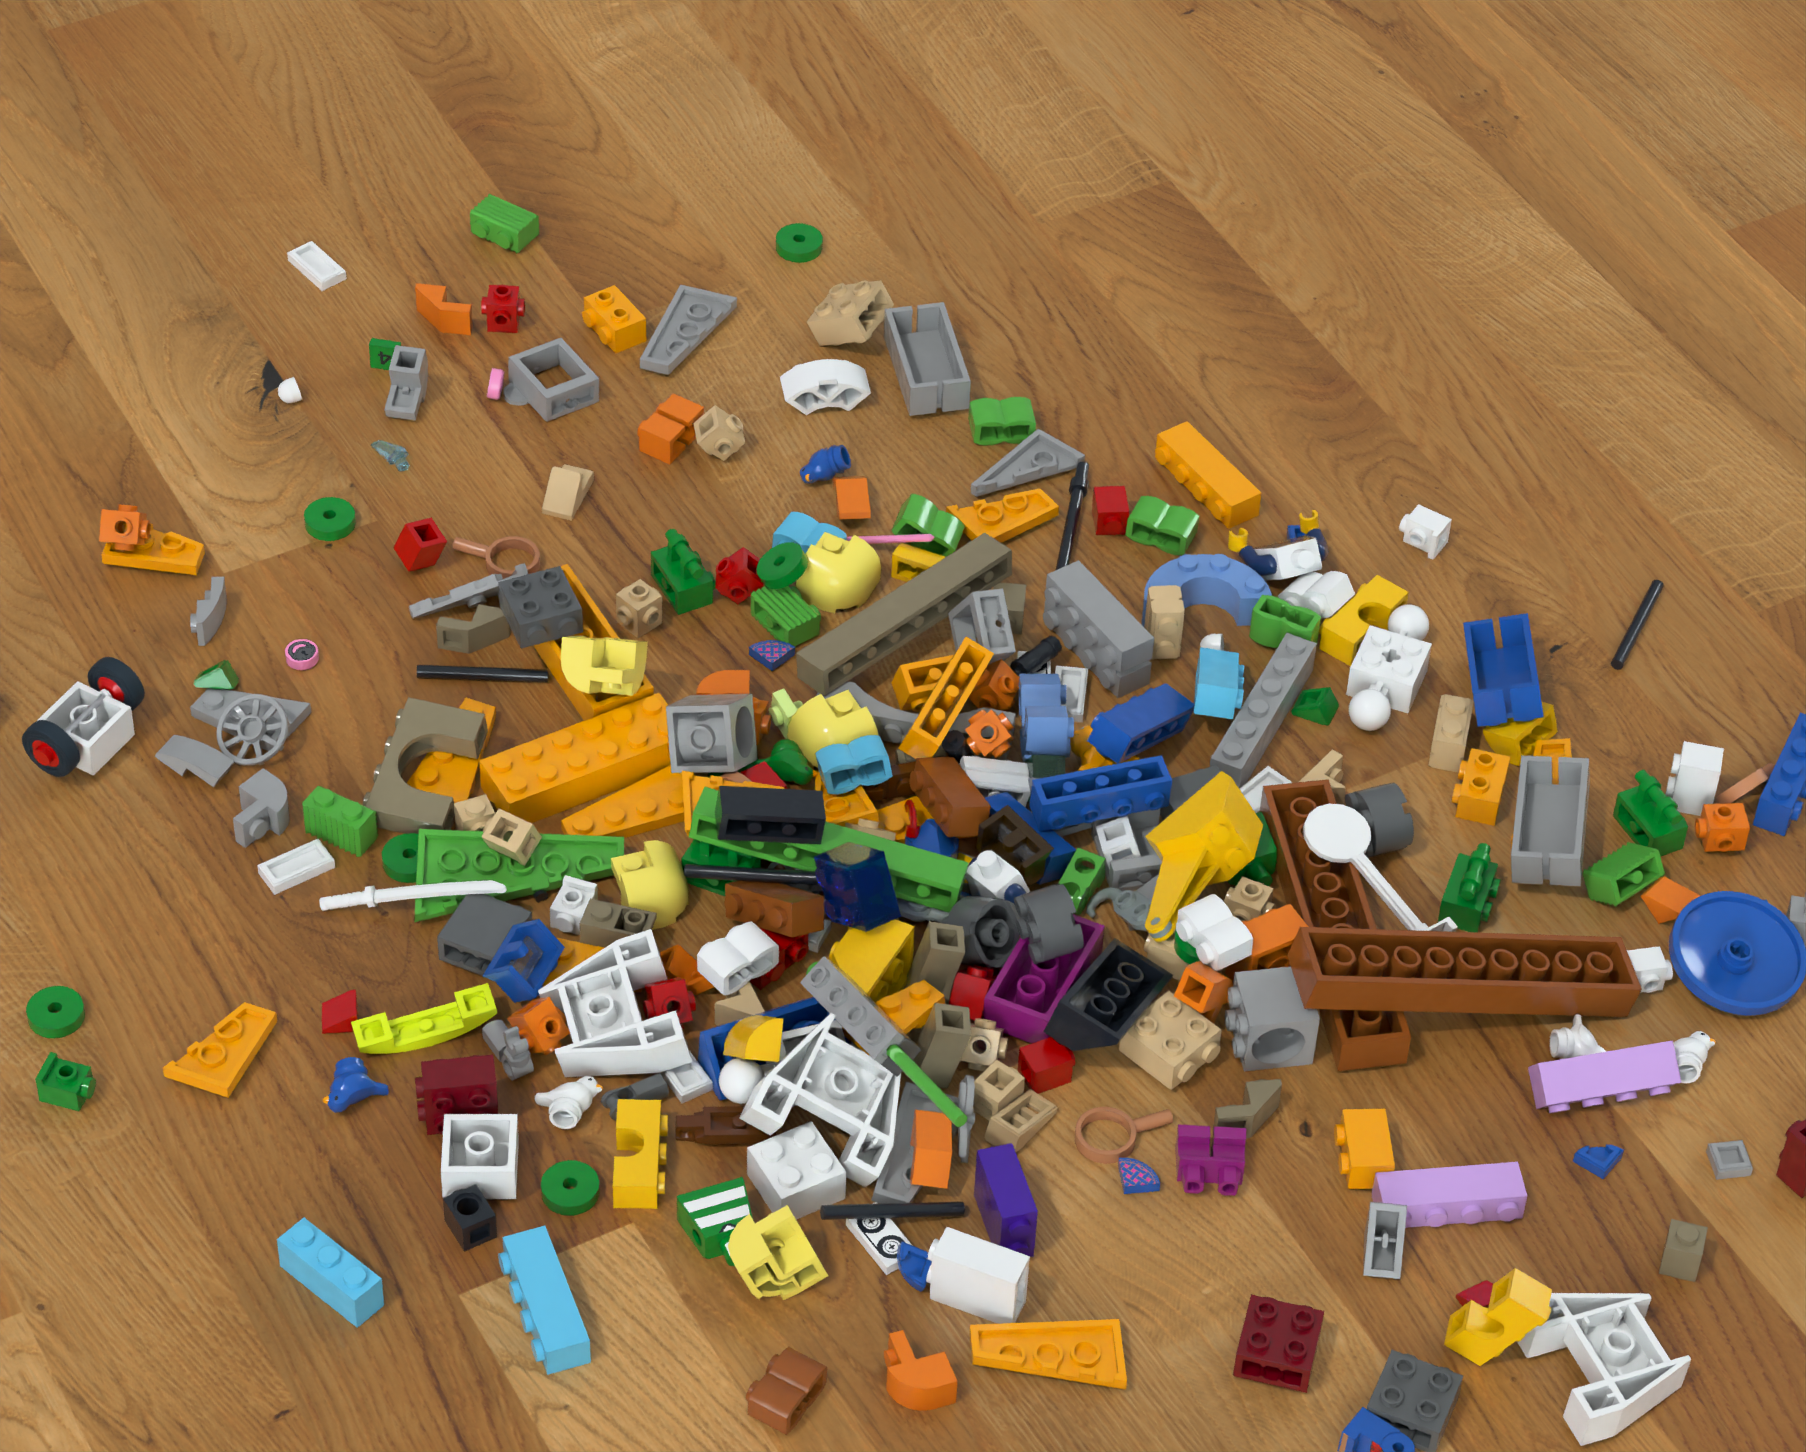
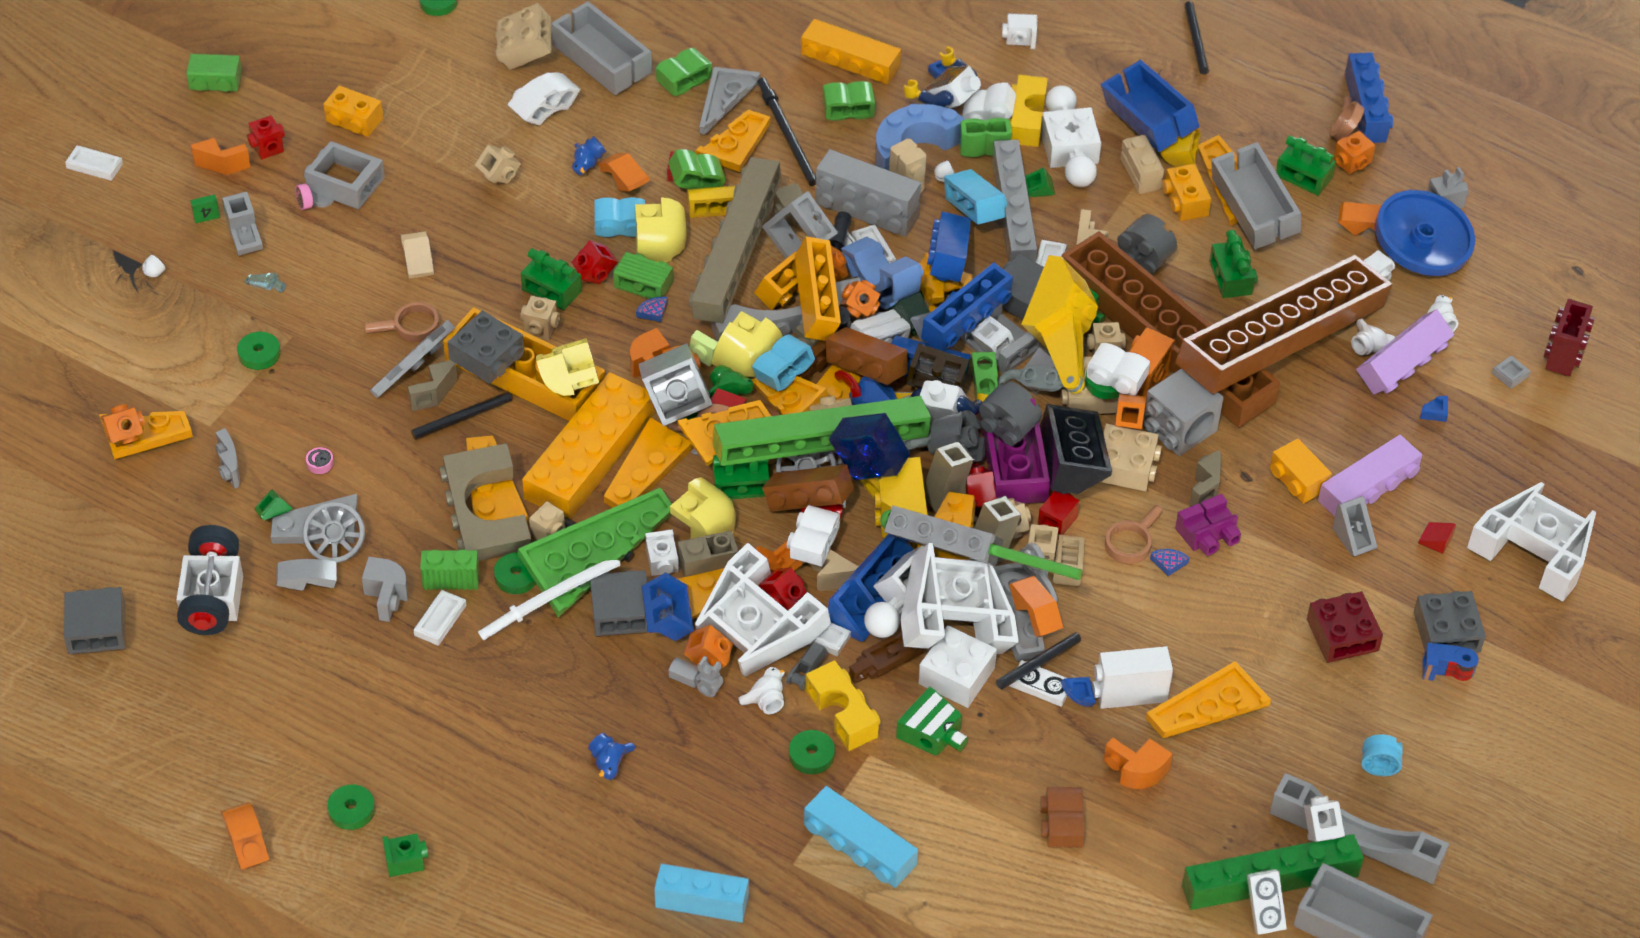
camera: 30 degrees left, 5 degrees up
(226, 1053) = (499, 776): light orange wing -> none
(339, 1013) = (558, 707): red slope -> none
(420, 544) = (348, 340): red brick -> none
(426, 1027) = (627, 686): neon yellow slope -> none
(455, 1087) = (696, 724): dark red brick -> none
(470, 1217) = (764, 816): black brick -> none
(480, 1152) = (741, 760): white brick -> none
(522, 836) = (597, 515): tan brick -> none
(669, 423) = (457, 176): orange piece -> none
(684, 326) = (407, 93): light grey wing -> none
(750, 874) = (776, 472): black bar -> none
(755, 1039) = (879, 585): yellow brick -> none
(770, 815) = (779, 423): black brick -> none
(774, 1255) = (993, 728): light yellow brick -> none
(782, 565) = (632, 248): green piece -> none
(896, 538) = (685, 186): bright pink axle -> none
(1005, 1199) = (1110, 617): dark purple brick -> none
(1110, 510) = (806, 105): red brick -> none
(1343, 837) = (1141, 267): white piece -> none
(1513, 1310) = (1460, 557): yellow arch -> none
(1623, 873) = (1318, 211): bright green brick -> none
(1683, 1250) = (1532, 444): dark tan brick -> none
(1696, 777) = (1319, 123): white brick -> none

